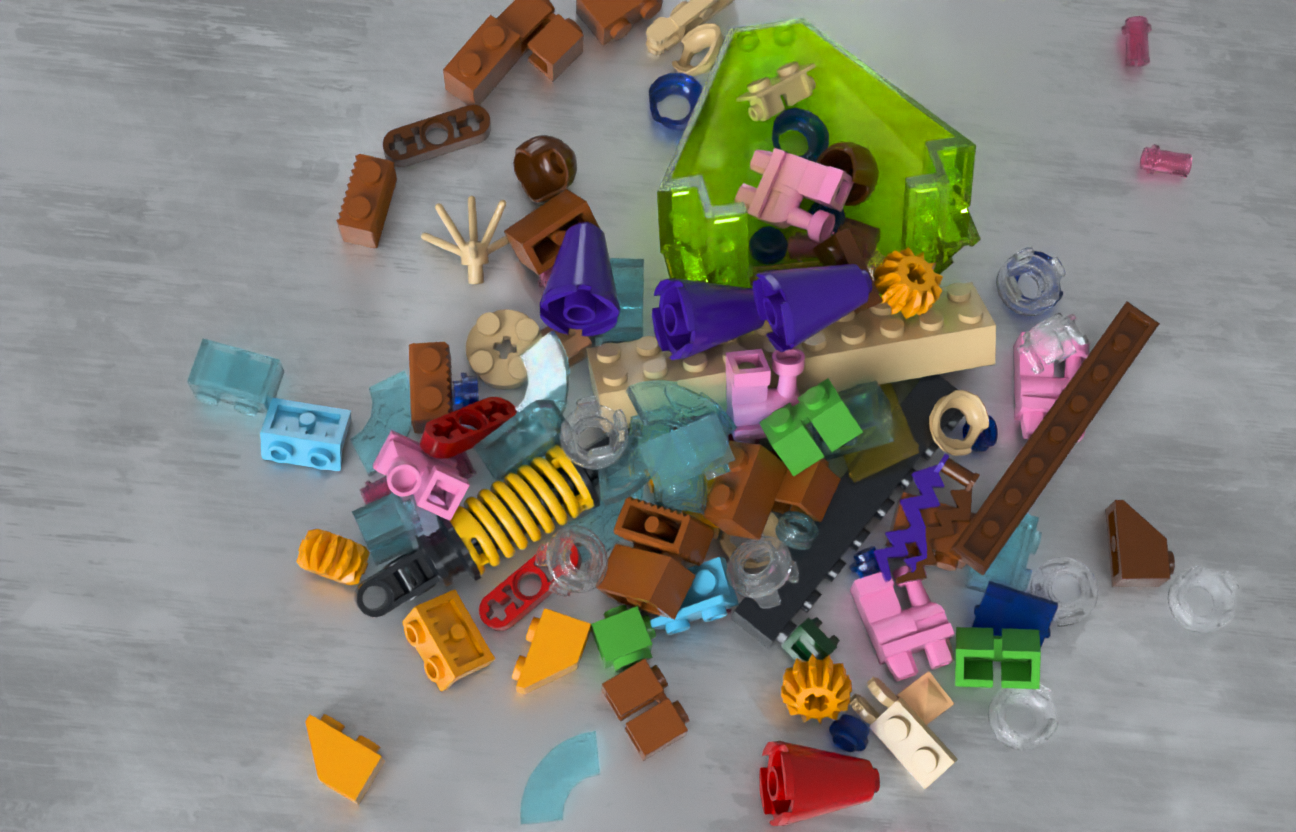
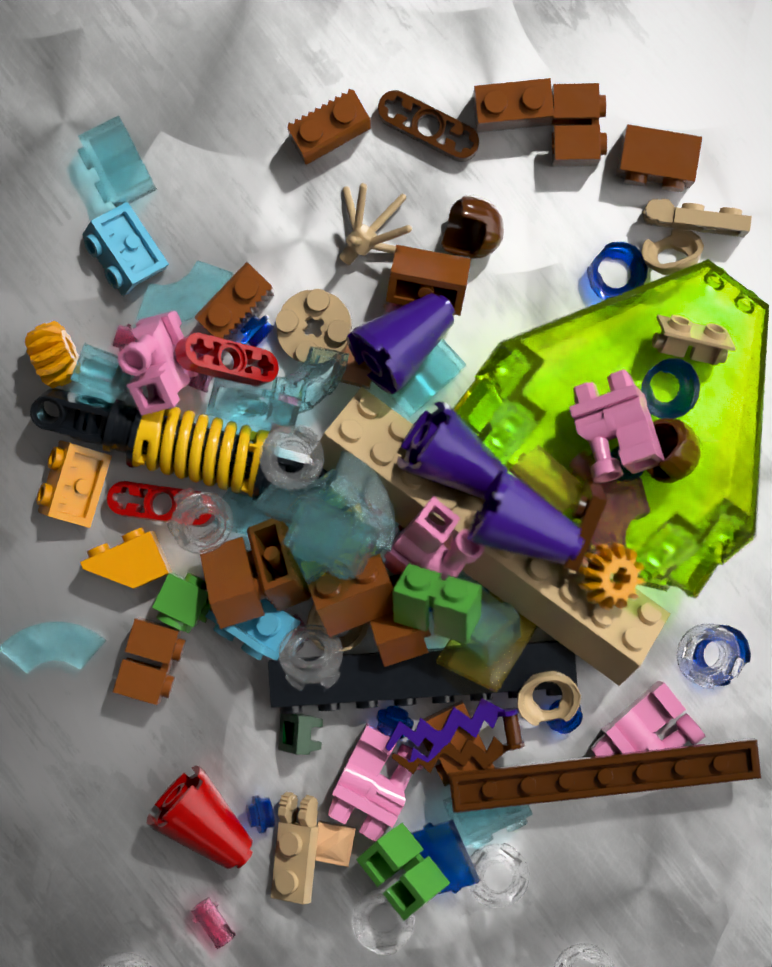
camera: 55 degrees right, 15 degrees up
(768, 245) = (564, 441): plate -> none
(796, 530) = (360, 656): clear light blue tile -> none
(816, 689) = (267, 766): light orange gear -> none
(1051, 341) = (669, 712): clear piece -> none
(1136, 549) = (577, 900): reddish brown slope -> none

